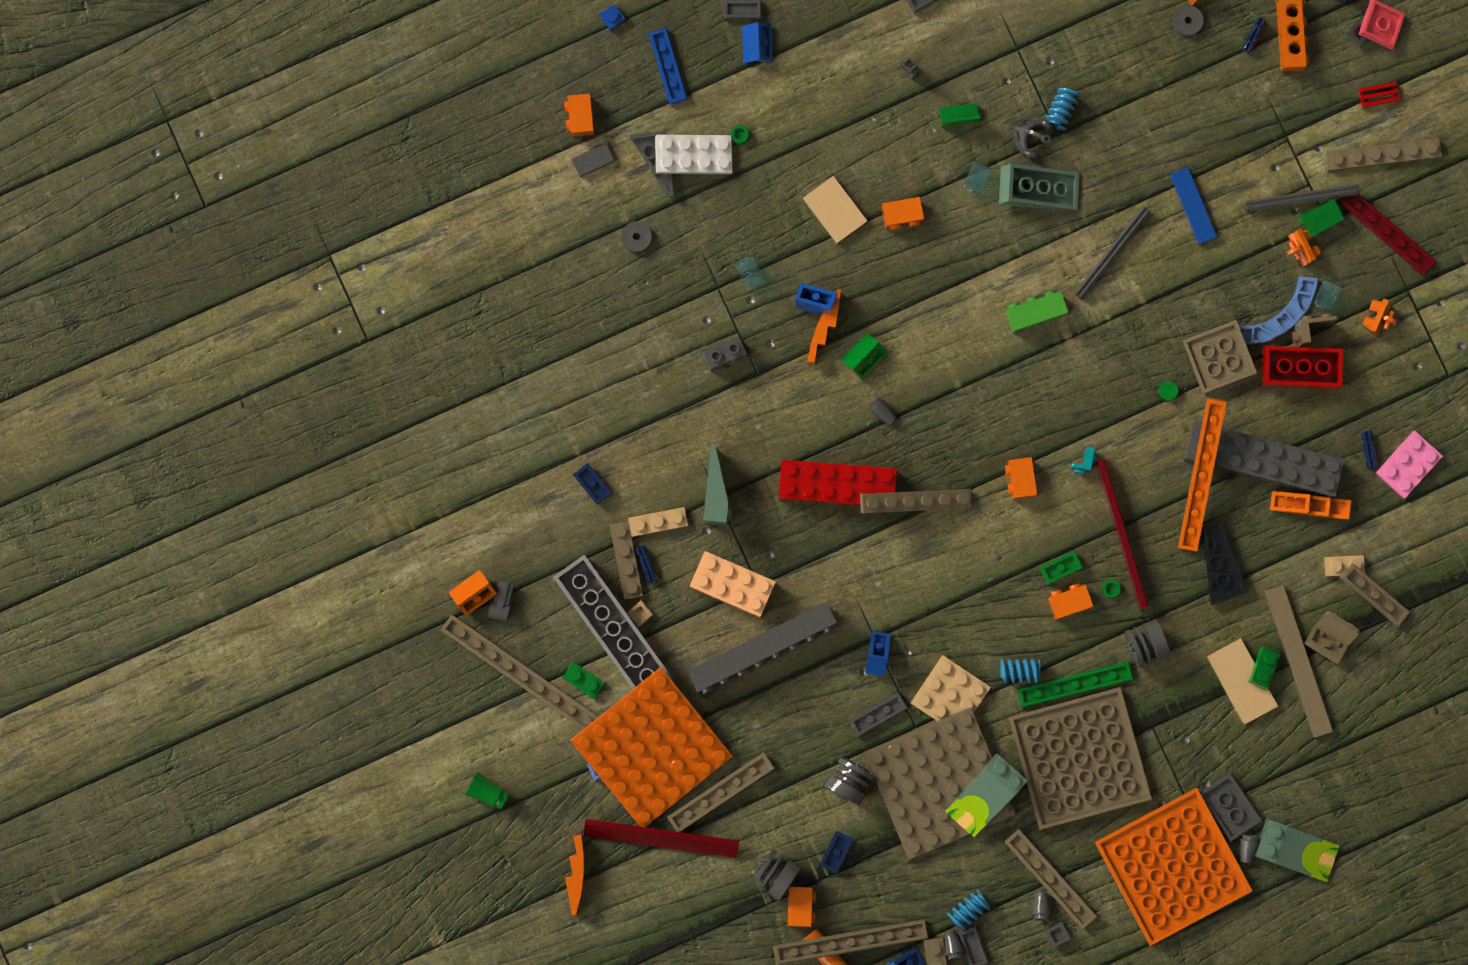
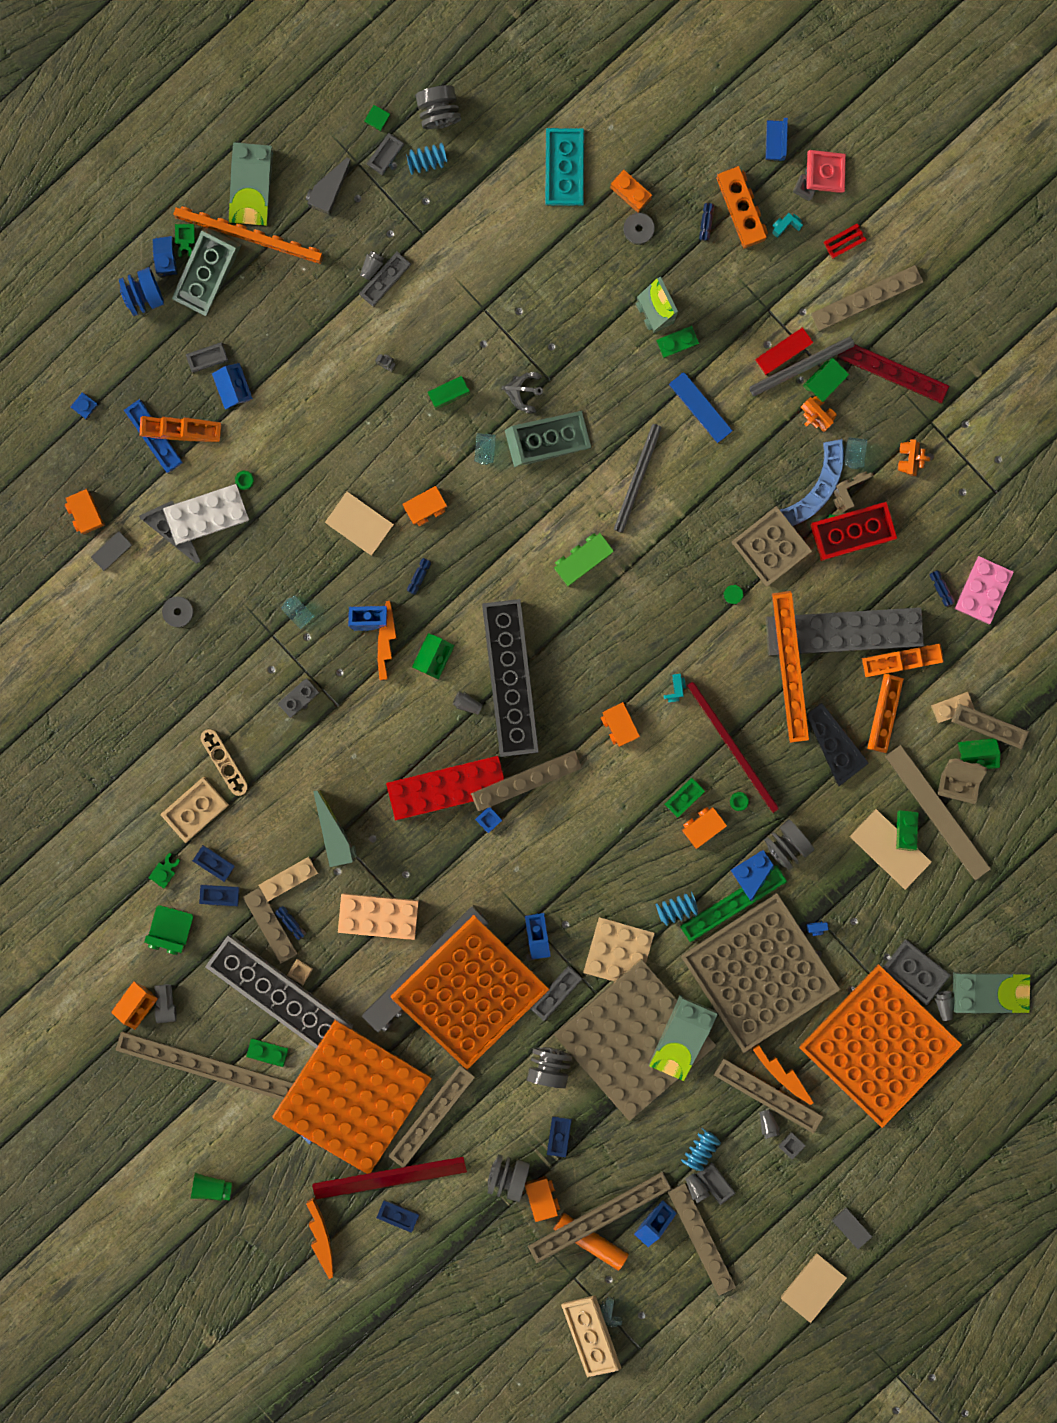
camera: 20 degrees left, 5 degrees up
(529, 532) = (169, 930): none -> green bracket
(541, 478) = (162, 873): none -> green plate
(587, 515) = (219, 895): none -> dark blue plate
(590, 427) = (194, 809): none -> tan tile
(631, 392) = (221, 764): none -> tan beam
(656, 877) = (397, 1216): none -> dark blue plate
(695, 67) = (180, 429): none -> orange slope
(797, 683) = (469, 992): none -> orange plate
(867, 527) = (488, 819): none -> blue plate
(875, 277) = (419, 576): none -> dark blue axle
(931, 399) = (510, 677): none -> dark grey brick
(1061, 107) = (544, 354): dark azure piece -> none
(1074, 869) = (786, 1078): none -> orange slope
(1103, 660) = (752, 873): none -> blue wing
(1148, 733) = (817, 928): none -> blue plate
(1183, 96) = (657, 306): none -> sand green slope
(1190, 137) = (677, 342): none -> green plate
(1278, 550) = (885, 713): none -> orange brick
(1289, 178) = (784, 351): none -> red tile
(1324, 60) = (781, 224): none -> teal bracket
(1360, 616) = (981, 752): none -> green panel

